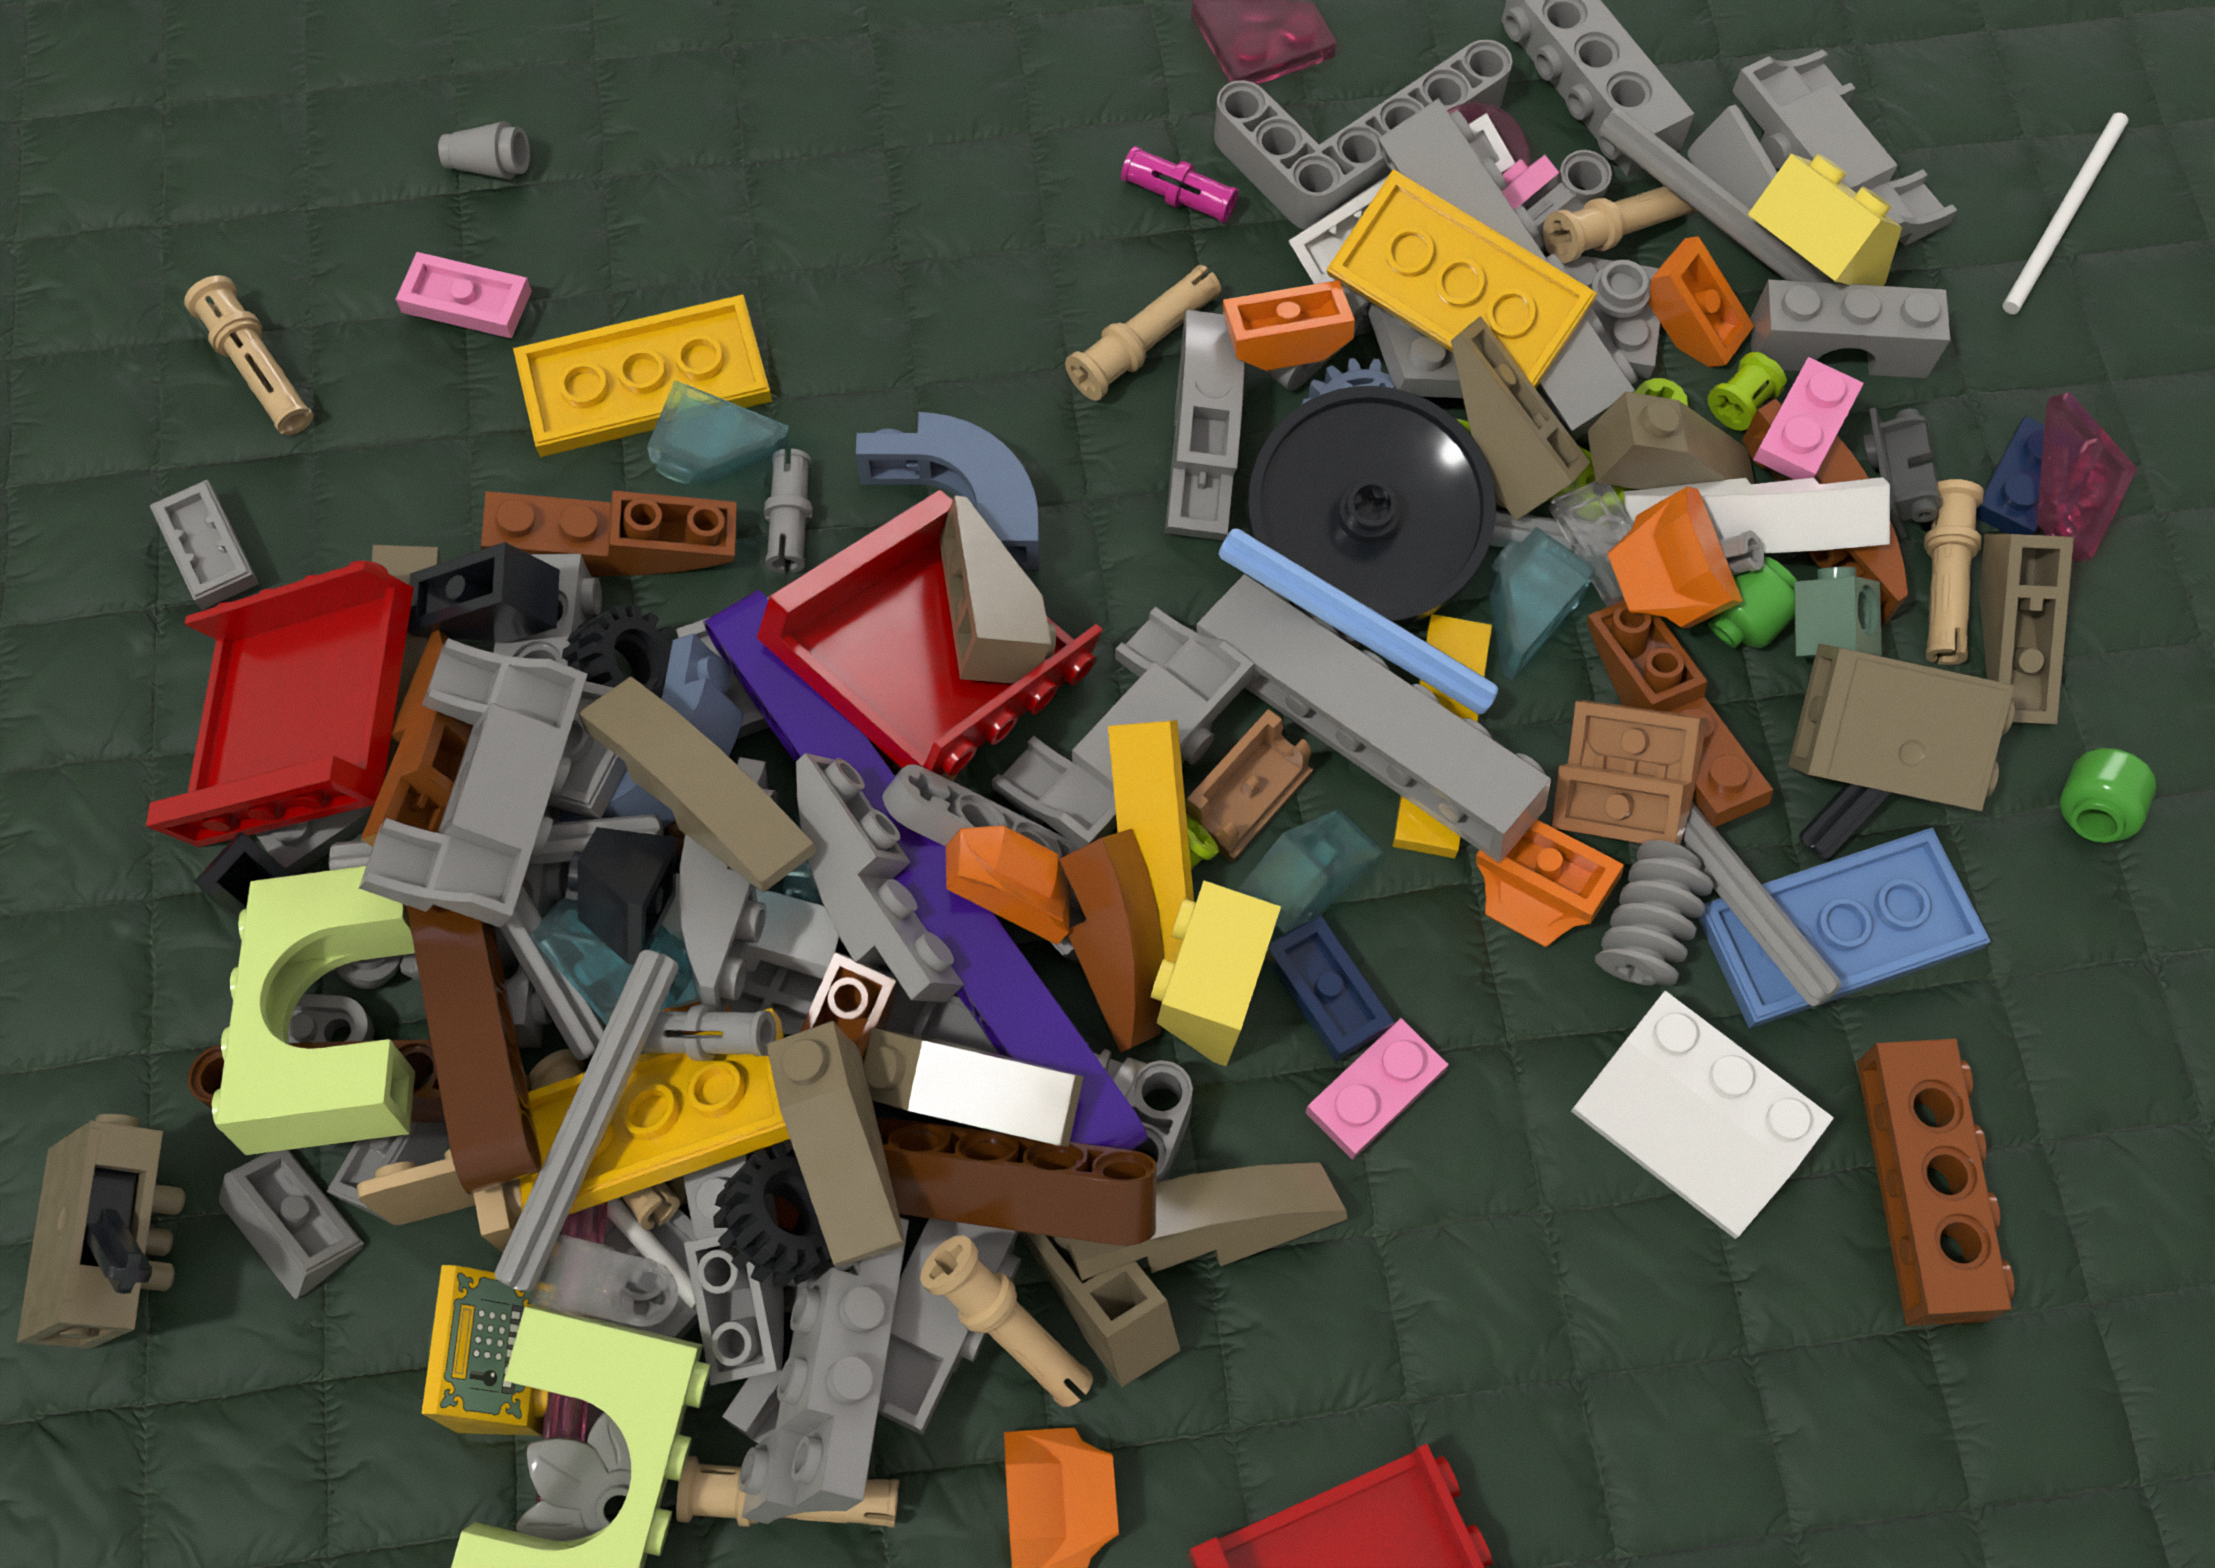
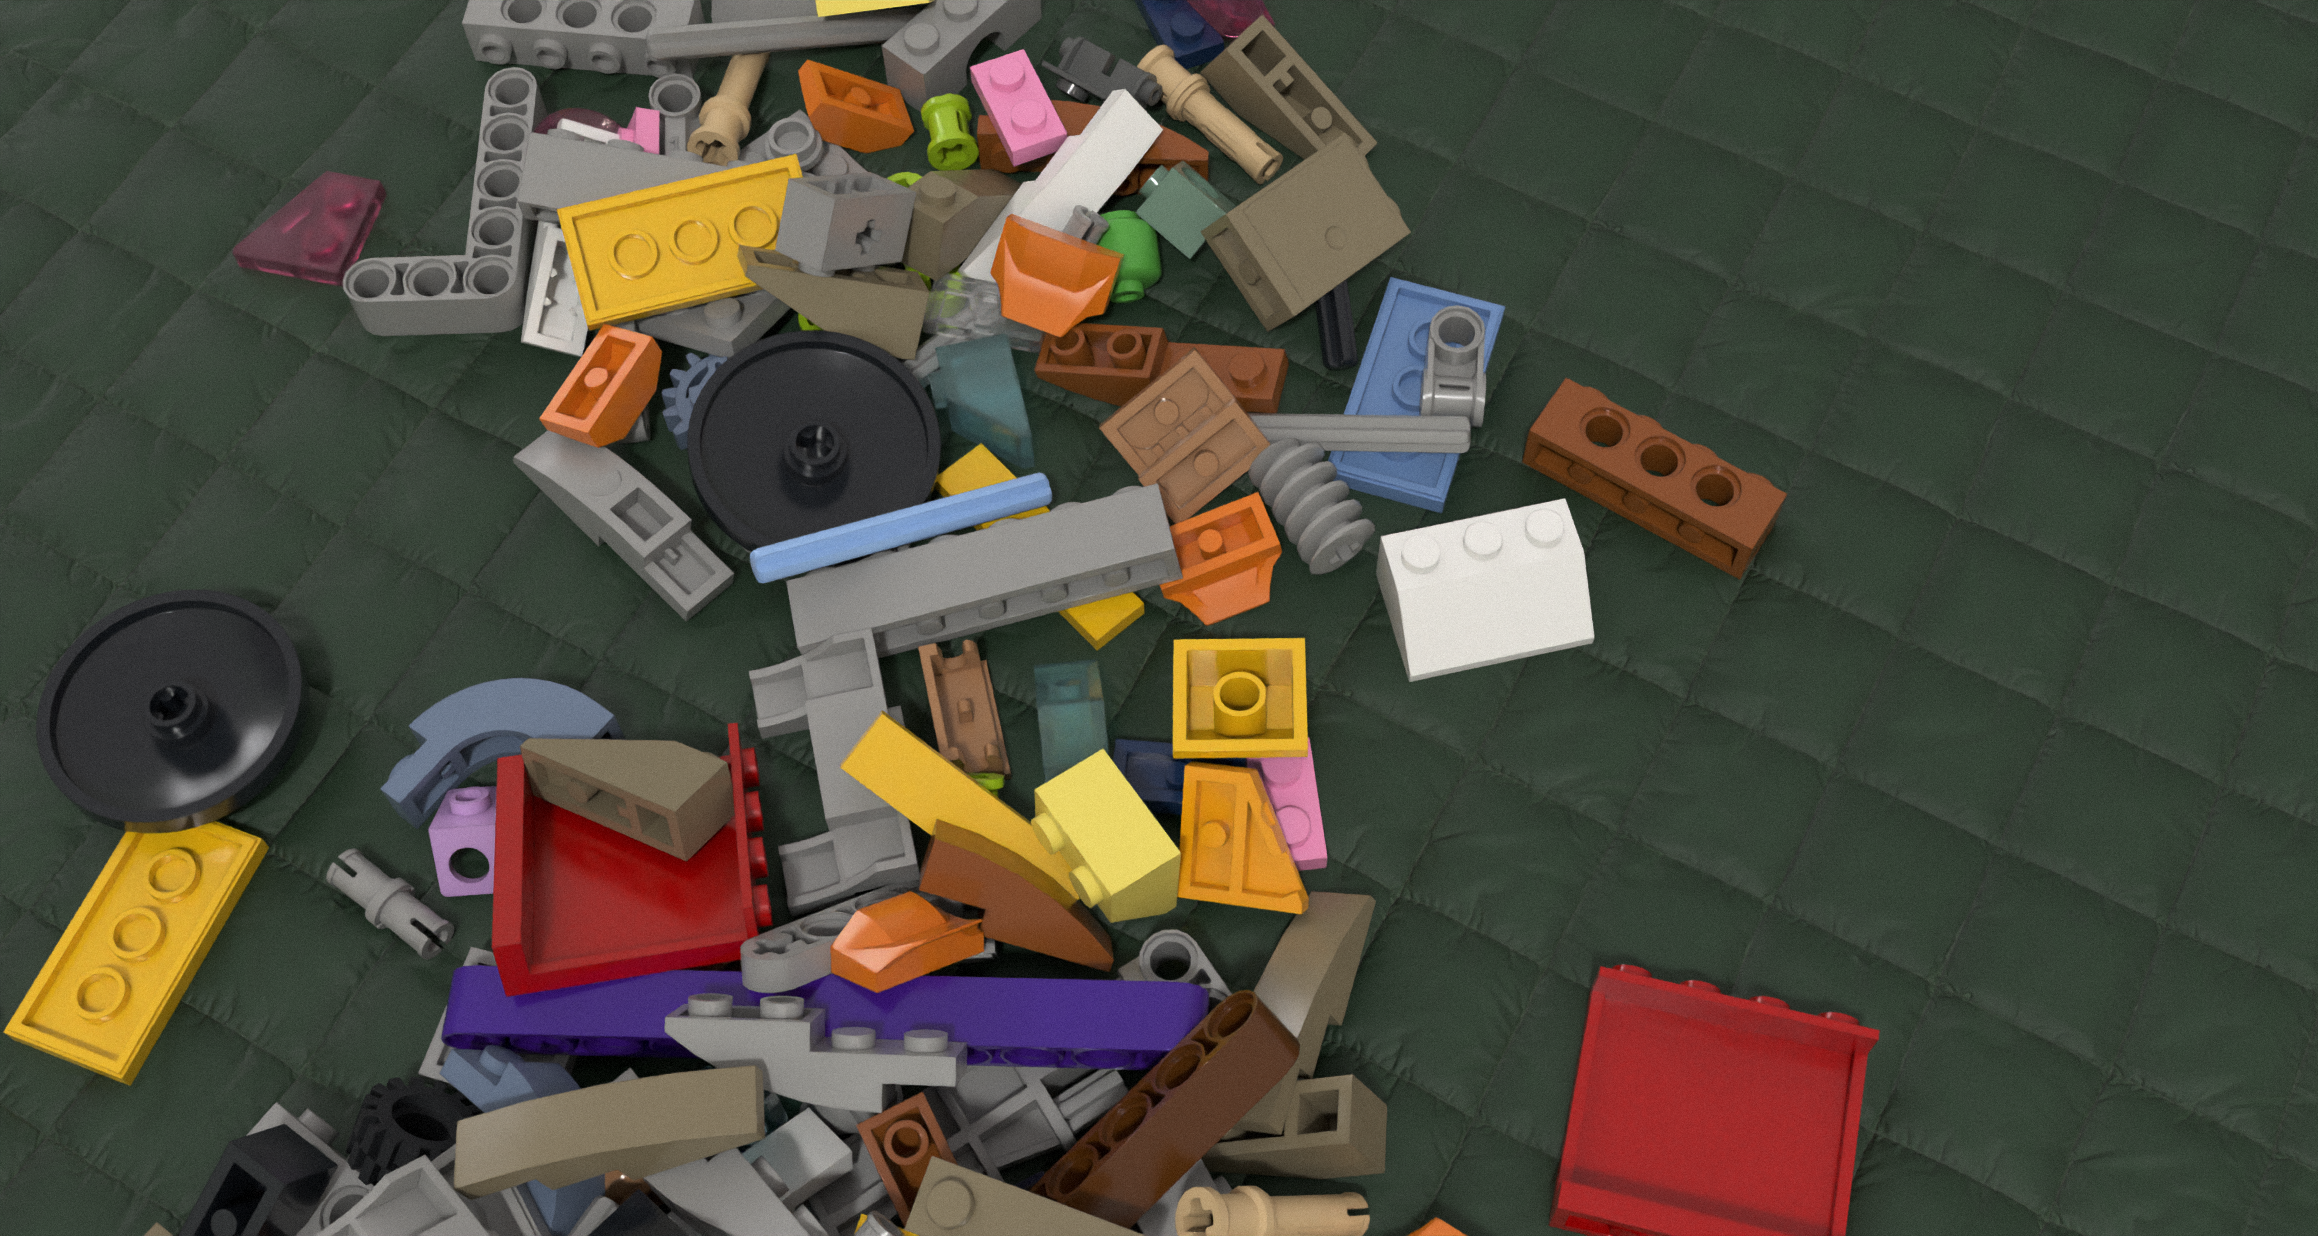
camera: 50 degrees left, 5 degrees down
(616, 537) = (283, 1061): dark orange slope -> none
(710, 436) = (261, 916): clear light blue slope -> none
(811, 257) = (173, 711): none -> black dish
(872, 508) = (464, 821): none -> lavender bracket
(971, 1086) = (1062, 1094): slope -> none
(1125, 345) = (495, 528): tan pin -> none
(1146, 168) = (348, 401): dark pink pin -> none
(1302, 1070) = (1234, 842): none -> light orange wing
(1424, 985) = (1239, 698): none -> yellow slope
(1565, 372) = (844, 222): none -> light grey brick
(1872, 947) = (1453, 376): none -> light grey piece
(2108, 795) = (1459, 150): bright green head -> none

